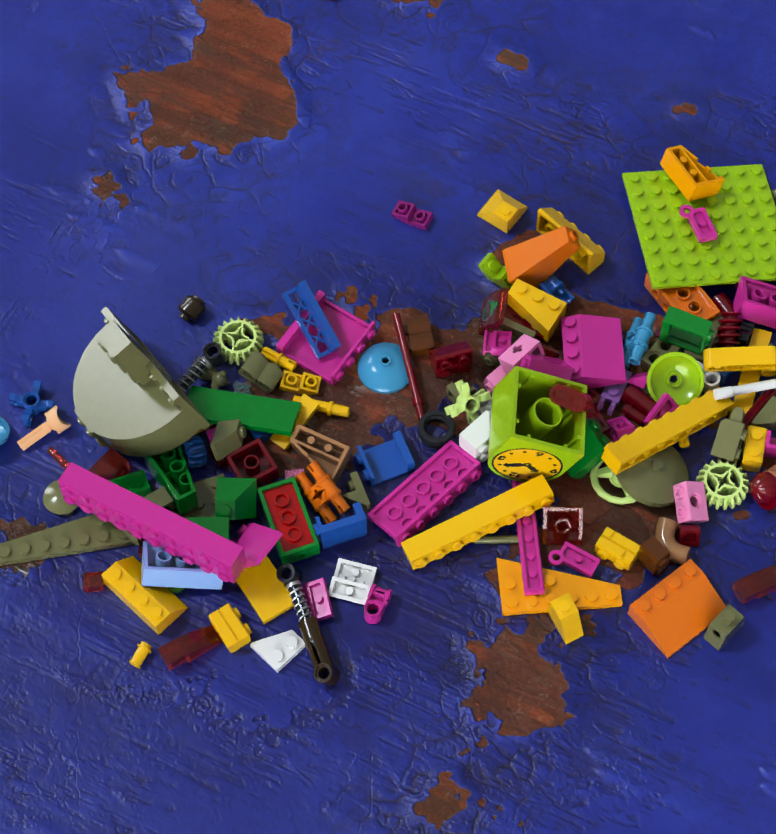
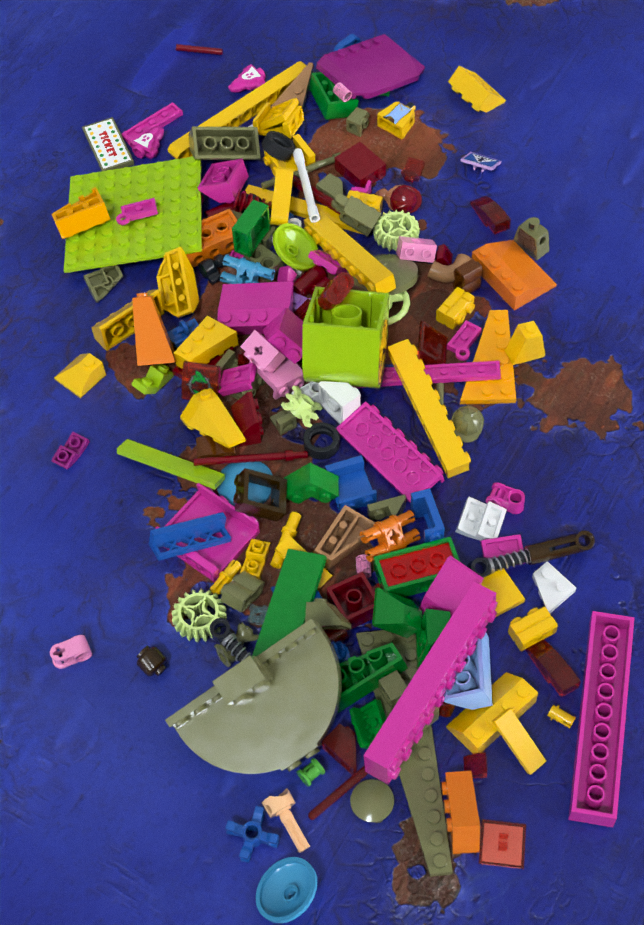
camera: 85 degrees left, 5 degrees down
(22, 606) = (502, 844): none -> clear red piece
(48, 565) = (462, 812): none -> orange wedge
(87, 444) = (310, 772): none -> bright green bush
(109, 612) = (519, 741): none -> yellow tile
(136, 687) = (602, 720): none -> dark pink brick
(201, 245) = (72, 652): none -> bright pink piece
(363, 394) = (278, 486): none -> dark brown window
(377, 415) = (312, 482): none -> green brick
(398, 297) = (170, 464): none -> lime tile
(446, 326) = (211, 418): none -> yellow wedge
(467, 565) = (468, 423): none -> olive piece
(614, 279) = (177, 283): none -> yellow wedge
(617, 212) = (102, 281): none -> olive slope
(647, 304) = (209, 268): none -> black piece

